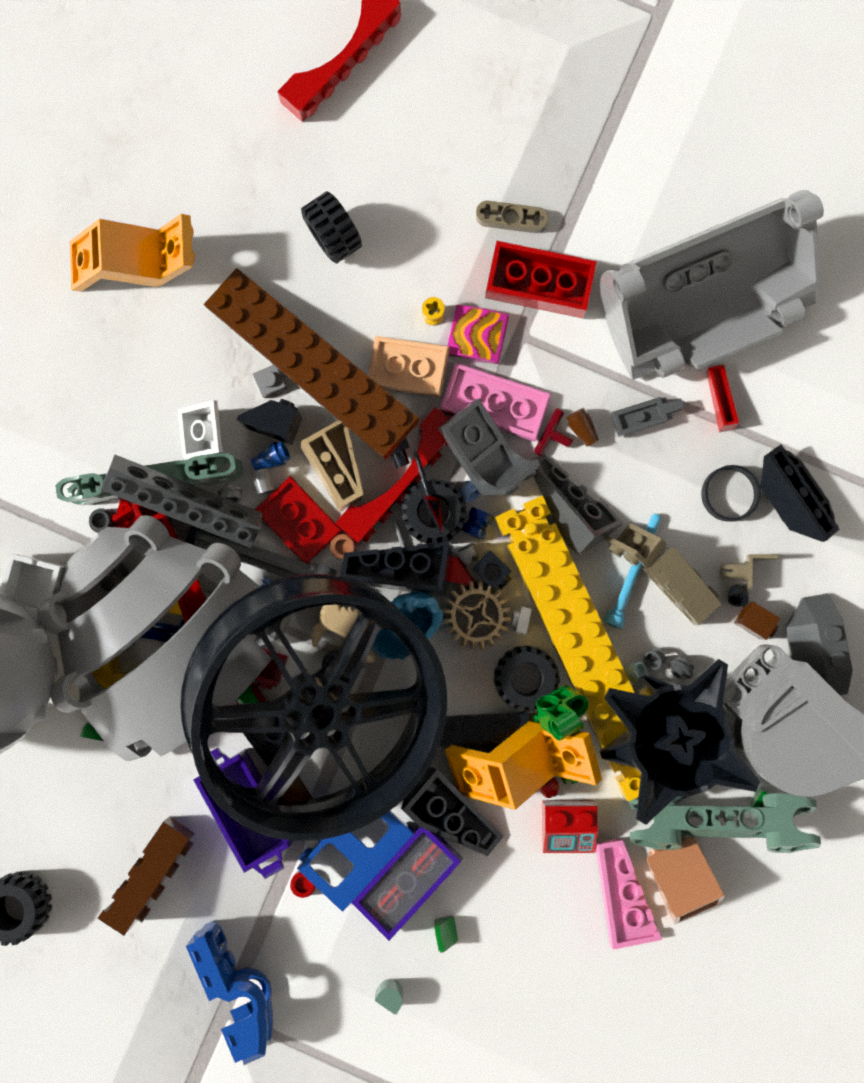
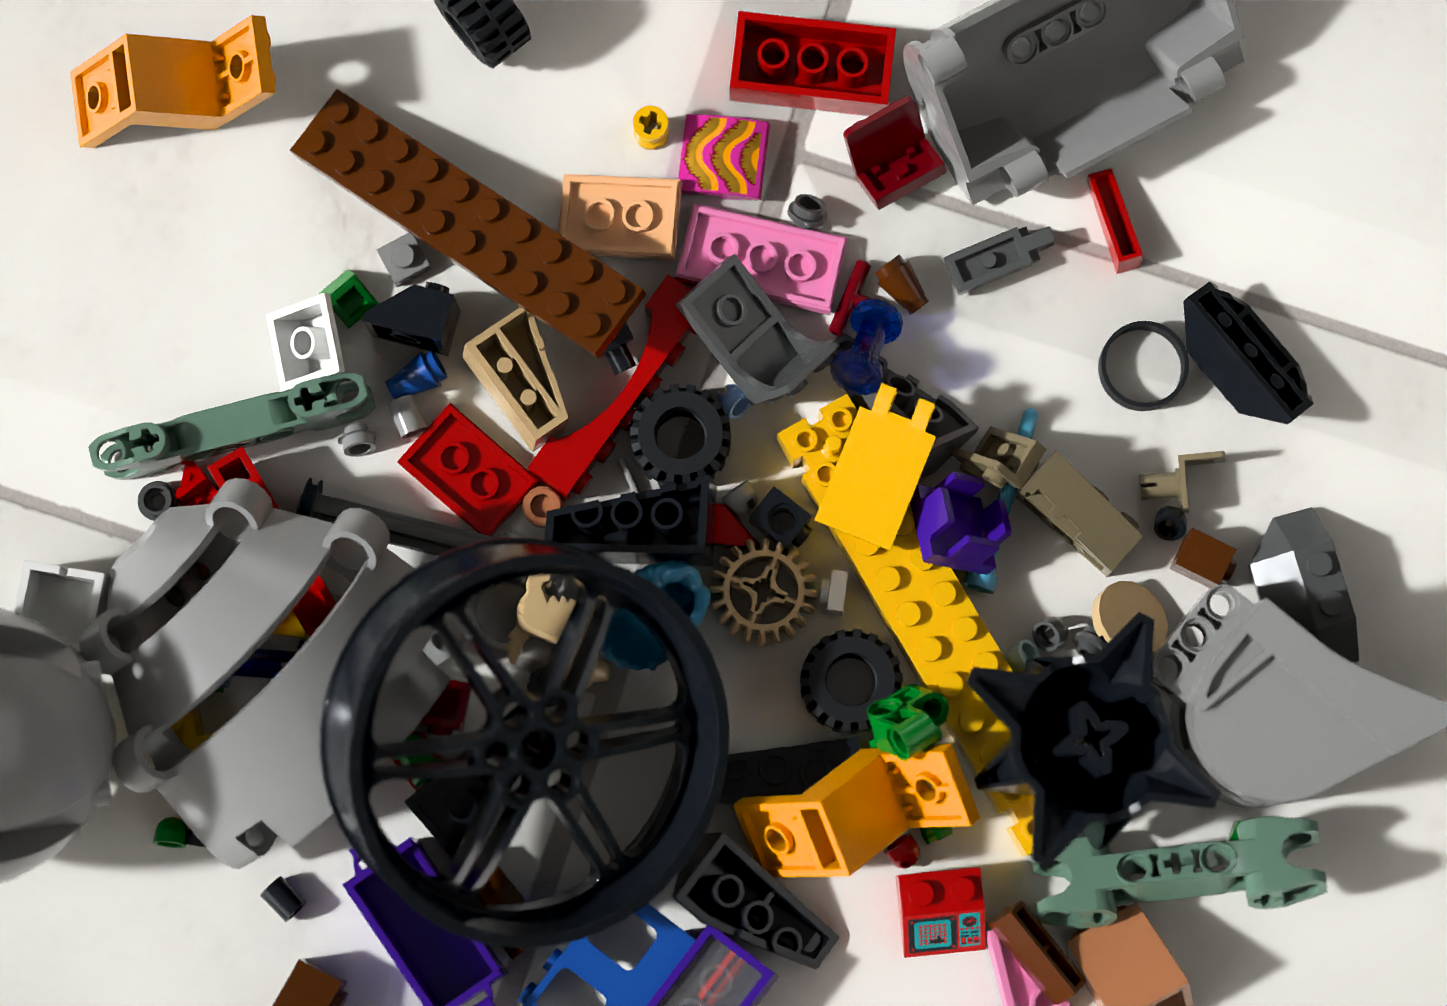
camera: 10 degrees left, 5 degrees down
(158, 779) = (283, 898): none -> black hinge
(182, 501) = (289, 453): dark grey brick -> none
(232, 402) = (349, 298): none -> green slope
(432, 503) = (677, 421): black piece -> none
(477, 523) = (751, 449): clear blue wheel -> none
(527, 374) = (807, 211): none -> dark grey plate
(552, 480) = (859, 367): none -> clear blue hose
(558, 548) = (878, 471): none -> yellow tile
(585, 342) = (892, 153): none -> dark red bracket
(603, 588) = (955, 527): none -> dark purple panel
(628, 863) = (1037, 953): none -> reddish brown piece
(703, 650) = (1120, 603): none -> tan tile

